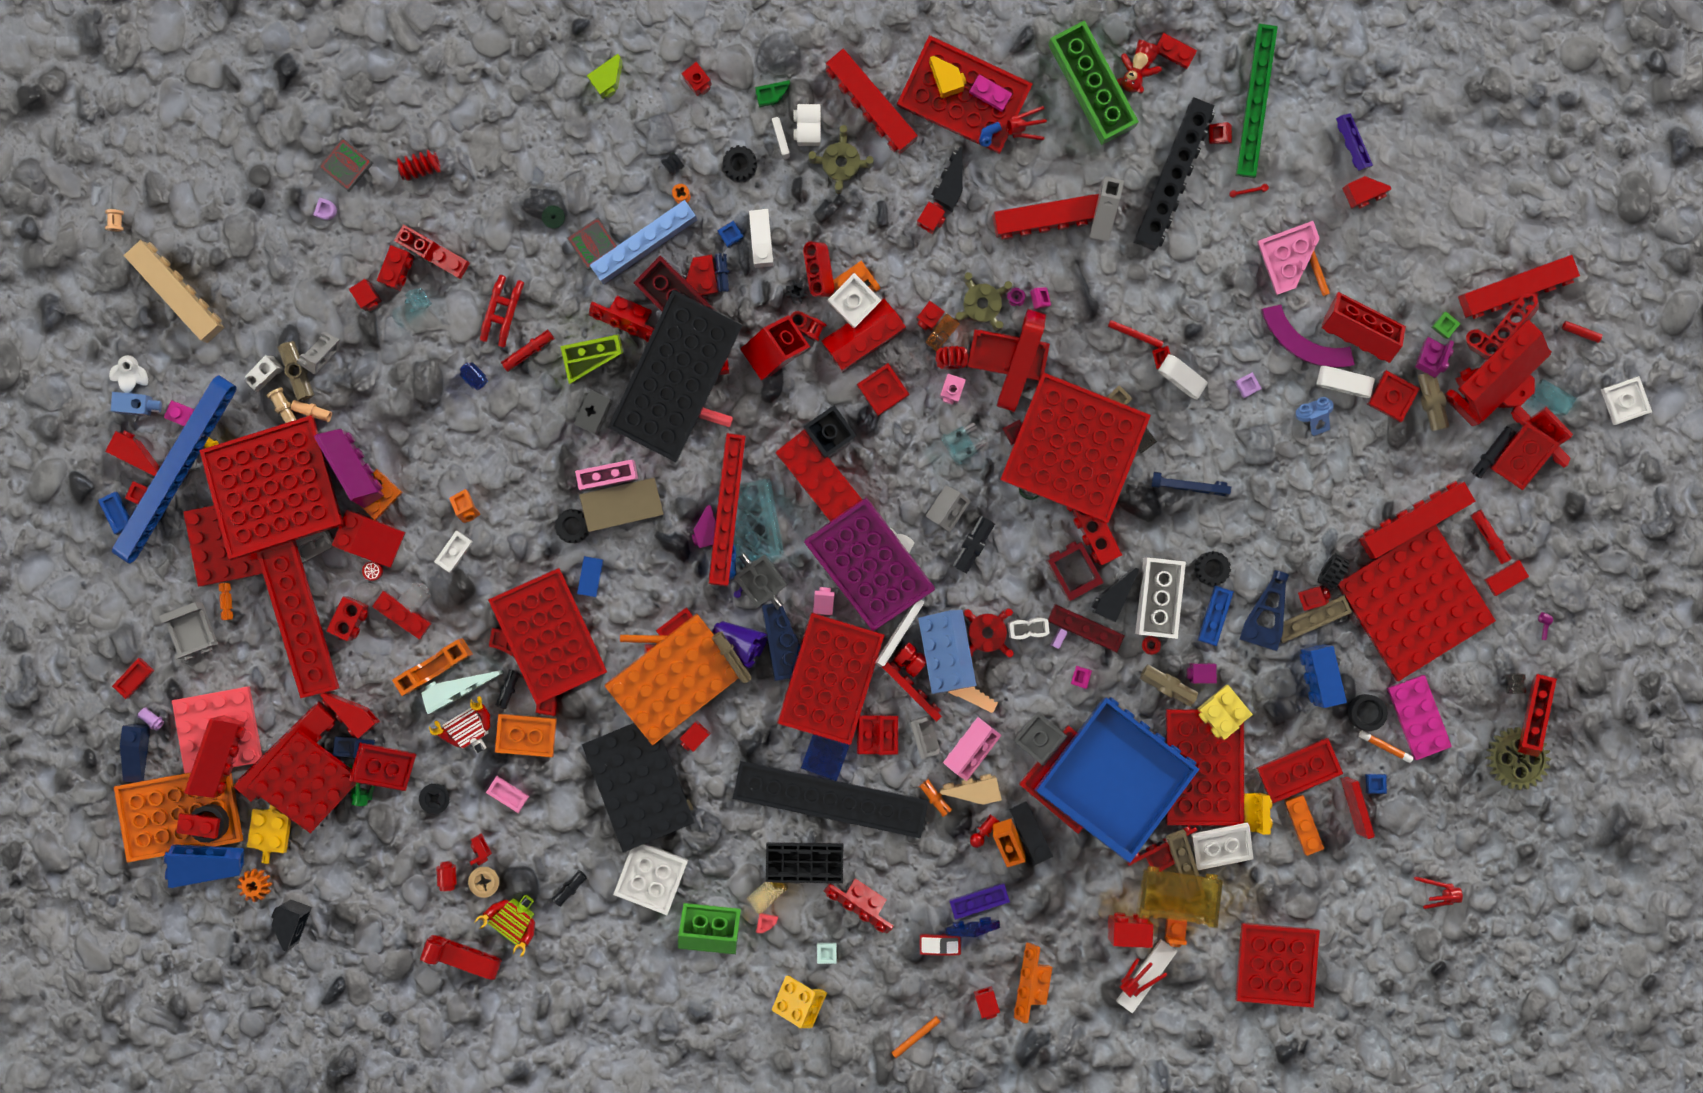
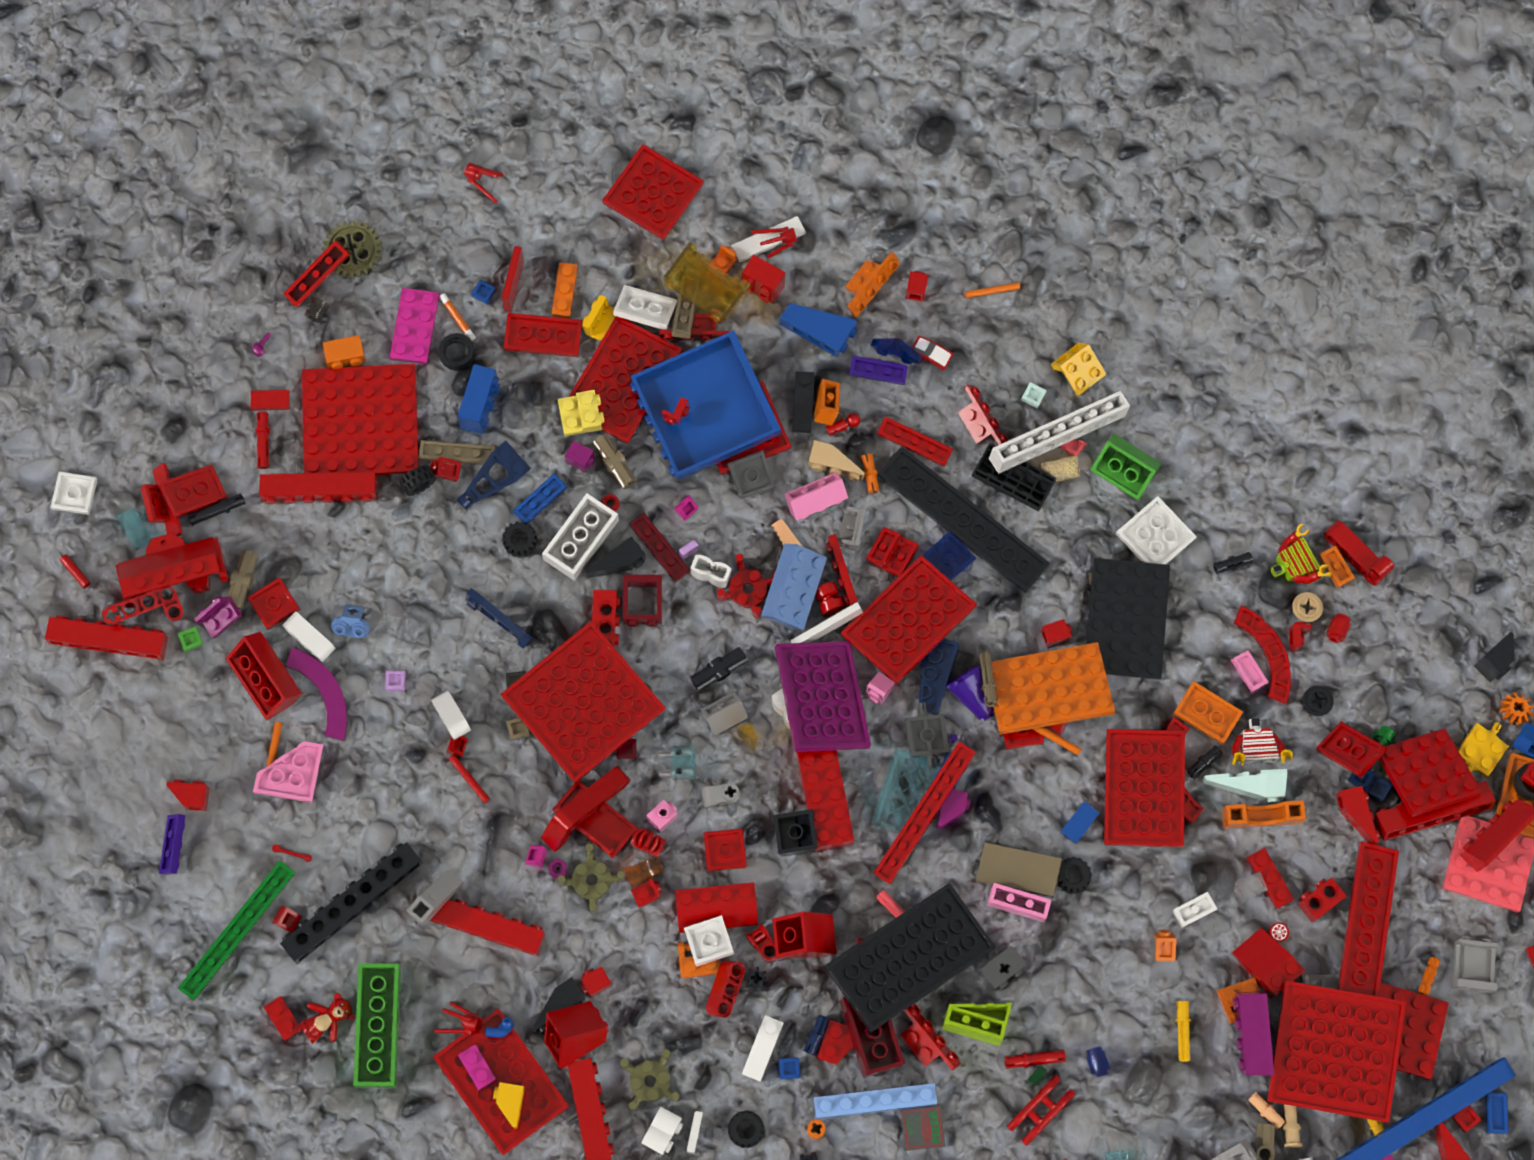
camera: 150 degrees left, 15 degrees down
(413, 441) = (1183, 1030): none -> yellow axle
(470, 932) = (1340, 571): none -> orange plate
(495, 825) = (1273, 649): none -> red tile
(518, 335) = (1037, 1077): none -> dark green plate
(784, 926) = (1059, 432): none -> white brick
(911, 850) = (914, 441): none -> red plate
(914, 431) = (715, 795): none -> light grey piece
(915, 496) = (747, 735): none -> clear yellow slope
(924, 163) = (574, 1032): none -> red slope
(1053, 913) = (820, 328): none -> blue slope
(1135, 758) = (682, 410): none -> red bracket
(1467, 656) = (344, 352): none -> orange brick

